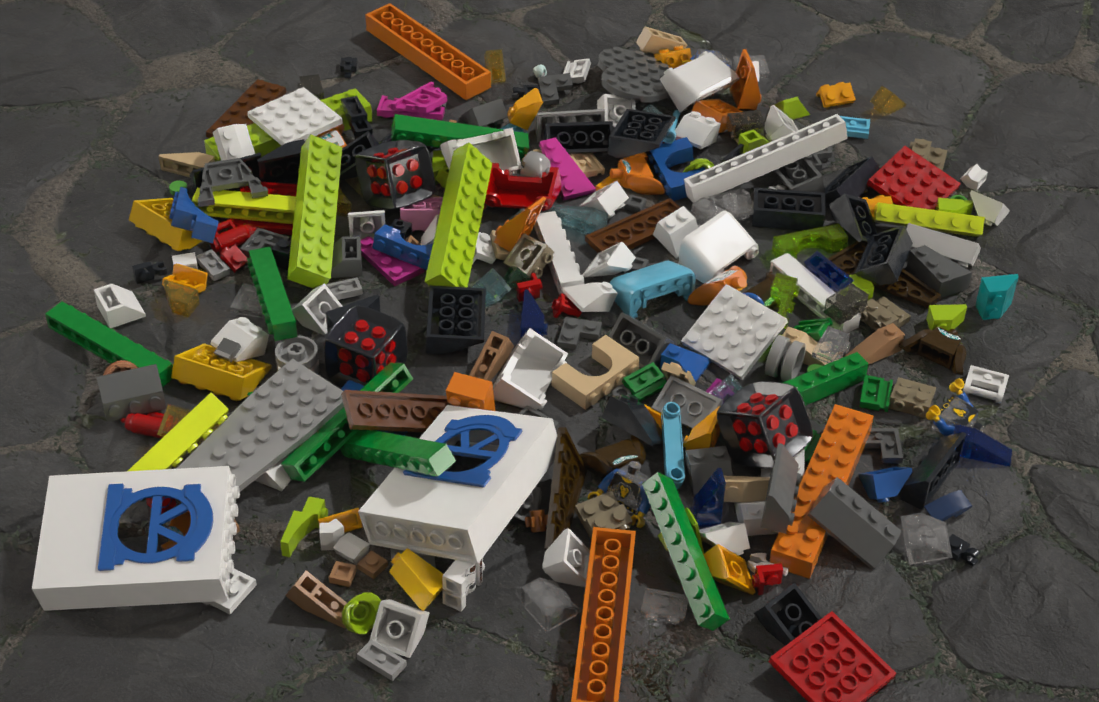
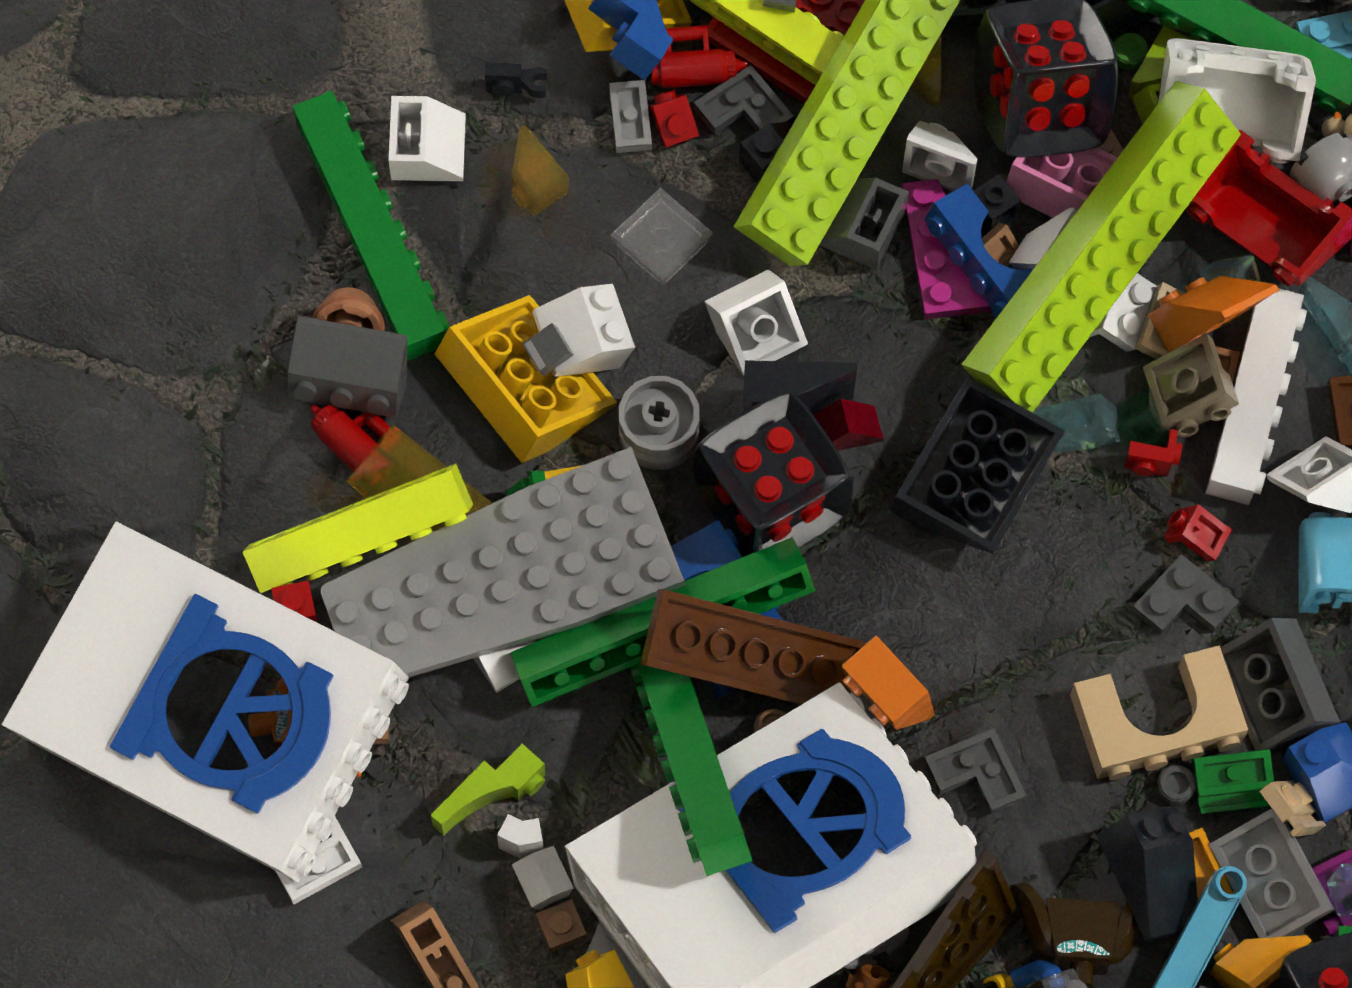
camera: 30 degrees right, 25 degrees up
(187, 259) = (584, 92): white piece -> none
(188, 277) = (566, 134): light orange bracket -> none
(271, 294) = (687, 253): green brick -> none
(342, 573) = (502, 922): medium nougat plate -> none
(345, 288) = (823, 288): light grey plate -> none
(349, 519) = (553, 814): light orange tile -> none
(492, 356) = (987, 592): medium nougat slope -> none
(528, 372) = (1034, 657): white windscreen -> none
(532, 316) = (1113, 539): clear blue slope -> none
(591, 296) = (1248, 535): white slope -> none

